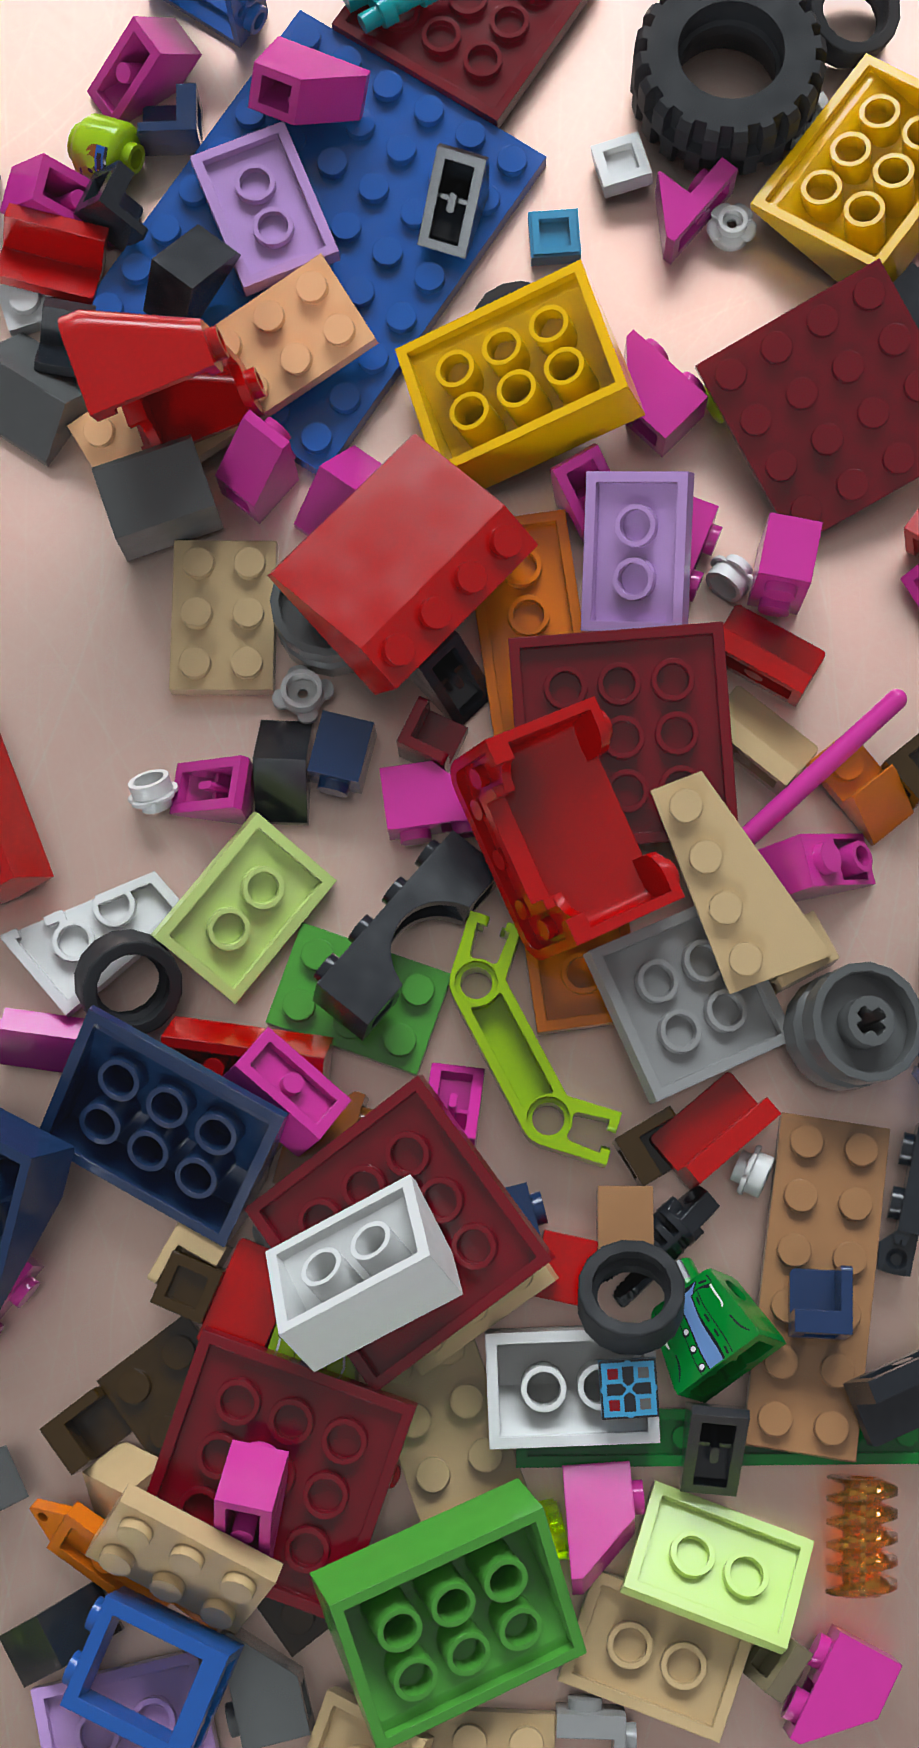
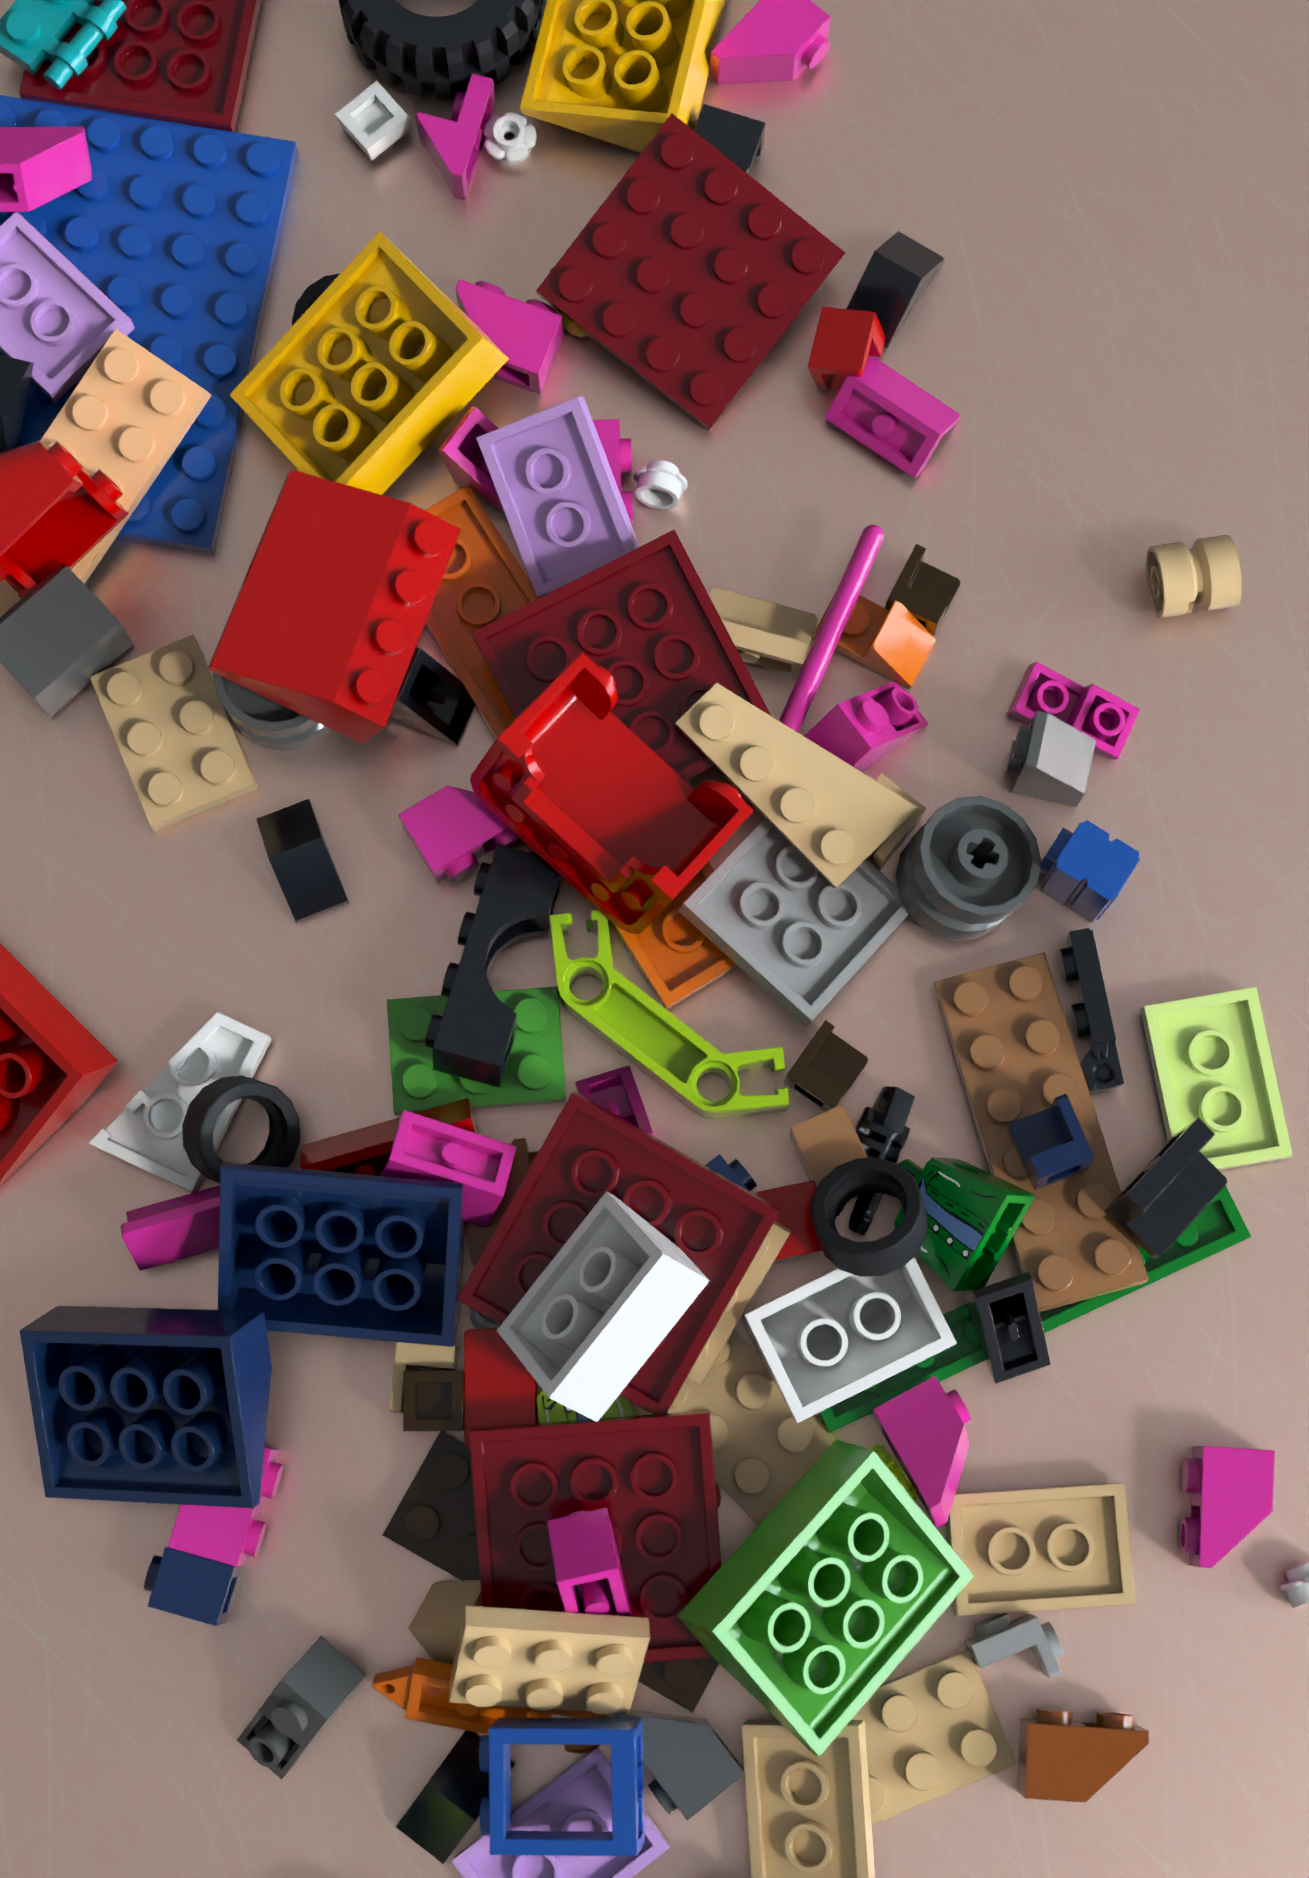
camera: 30 degrees left, 0 degrees up
(85, 1430) = (394, 1586): dark brown panel -> none
(152, 791) = (179, 934): white plate -> none
(215, 789) = (241, 906): dark pink slope -> none
(244, 907) = (323, 1009): yellowish green plate -> none
(257, 466) = (143, 568): dark pink slope -> none
(302, 679) = (277, 762): white plate -> none
(332, 485) = (229, 557): dark pink slope -> none
(341, 754) = (353, 817): dark blue brick -> none
(430, 736) = (433, 763): dark red panel -> none
(454, 200) = (225, 223): black slope -> none
(554, 237) = (338, 219): dark azure tile -> none
(628, 1388) = (904, 1304): tile -> none
(712, 1129) = (875, 1027): red panel -> none
(718, 1567) = (1062, 1439): yellowish green plate -> none
(752, 1171) = (931, 1050): white plate -> none
(769, 655) = (731, 545): red panel -> none
(777, 1672) = (1156, 1503): dark tan plate -> none
(784, 564) = (708, 450): dark pink brick -> none
(863, 1536) = (1185, 1349): clear orange piece -> none

